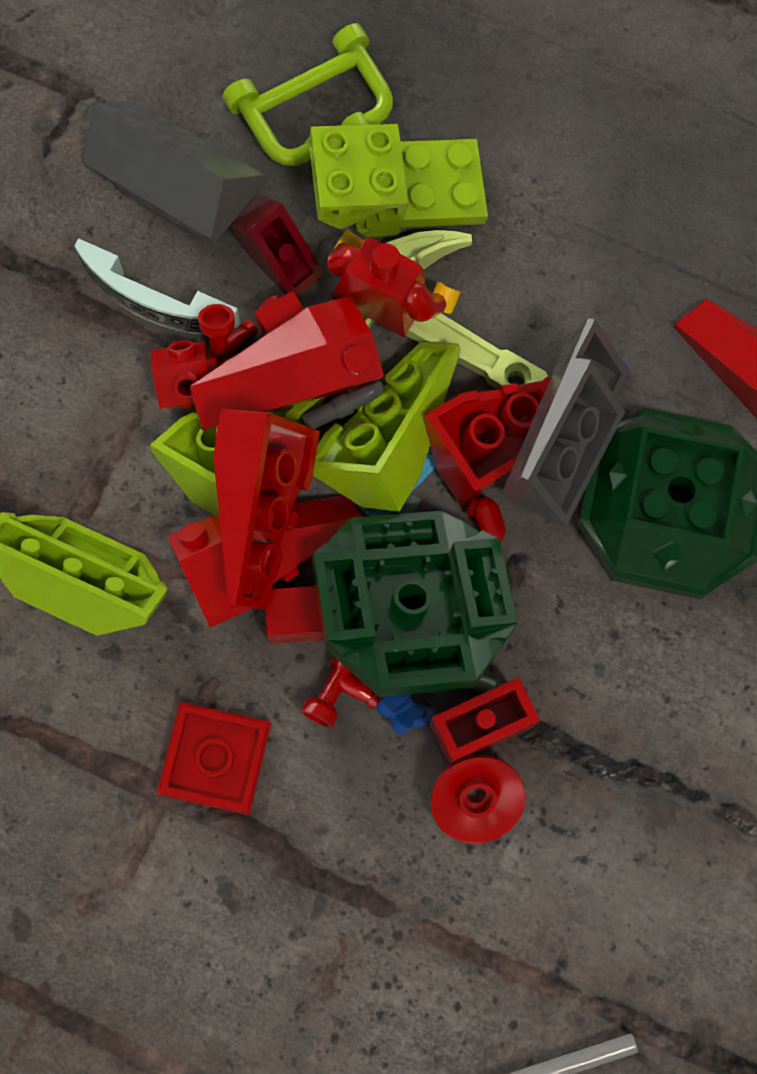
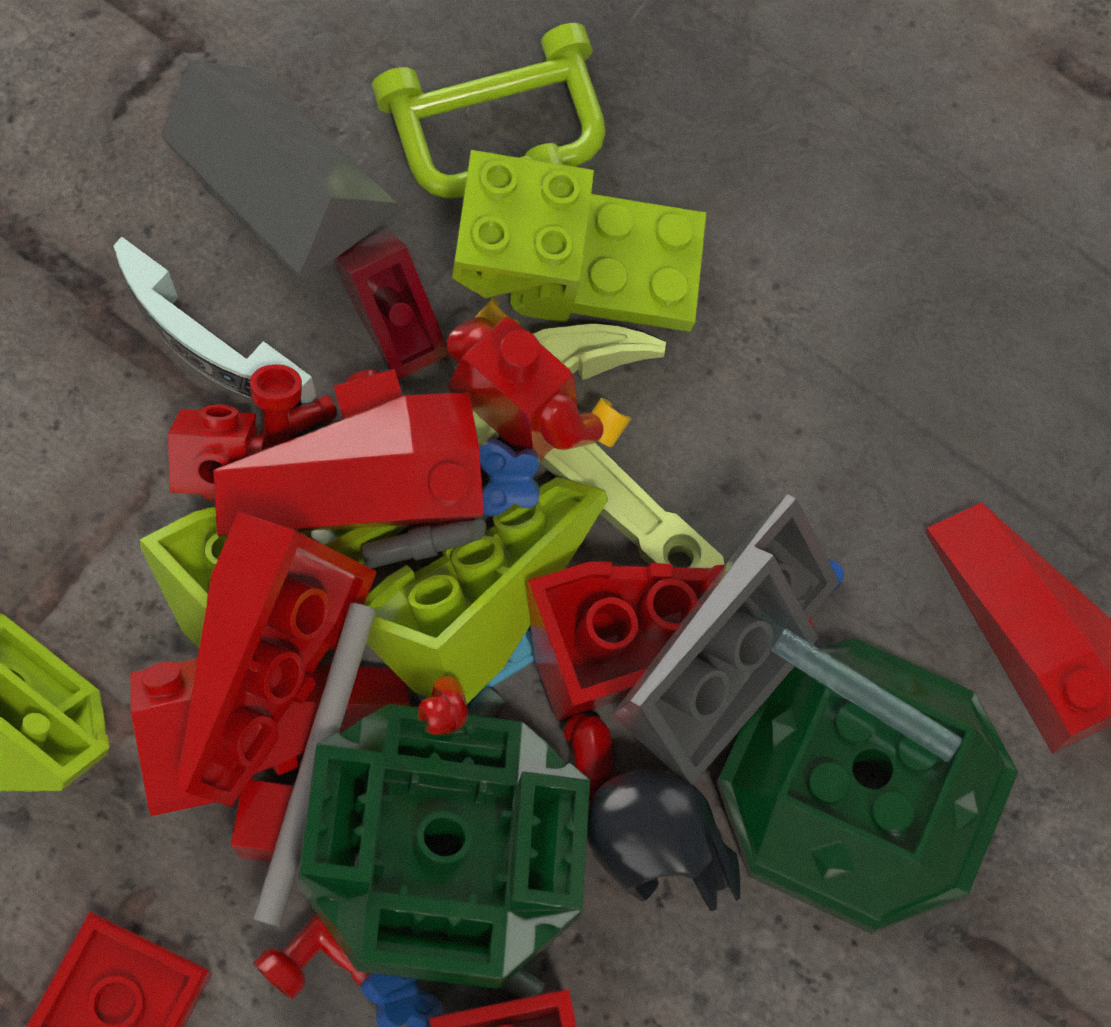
camera: 15 degrees right, 5 degrees down
(312, 542) = (326, 723): none -> light grey axle
(392, 347) = (509, 477): none -> blue piece
(393, 510) = (445, 708): none -> red arm
(551, 559) = (659, 827): none -> black helmet
(669, 441) = (866, 695): none -> clear light blue bar

